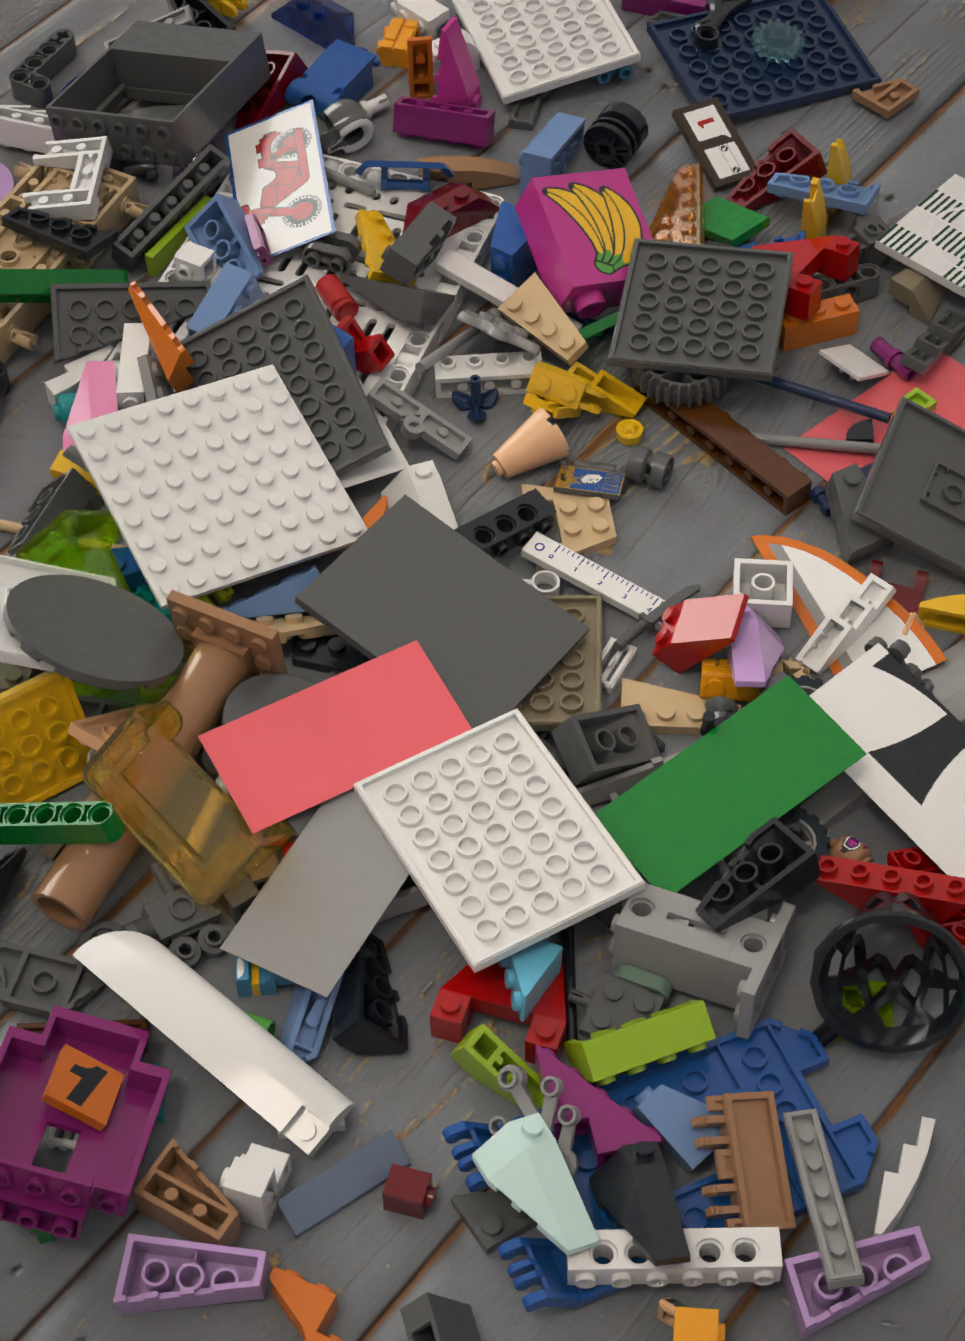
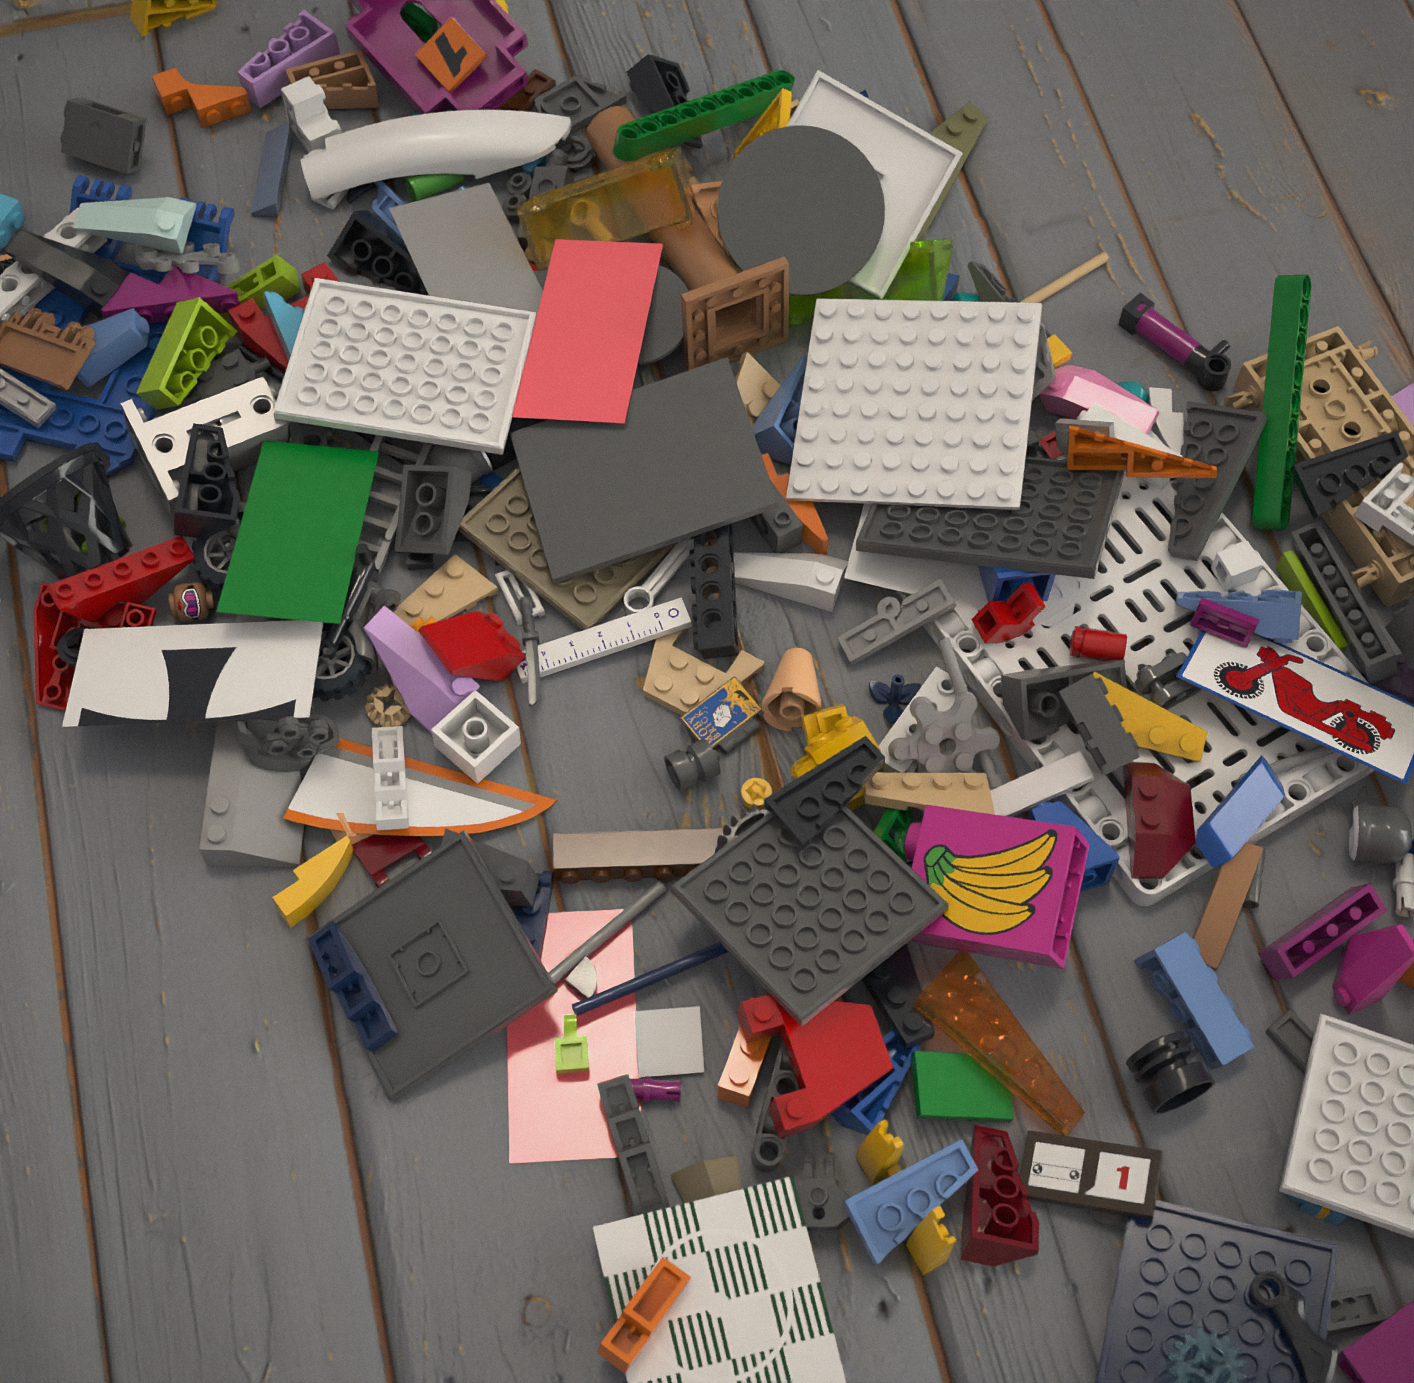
camera: 125 degrees right, 10 degrees up
(228, 294) = (1149, 549): medium blue wedge -> none
(408, 1191) = (229, 191): dark red brick -> none
(630, 339) = (821, 793): none -> black wing

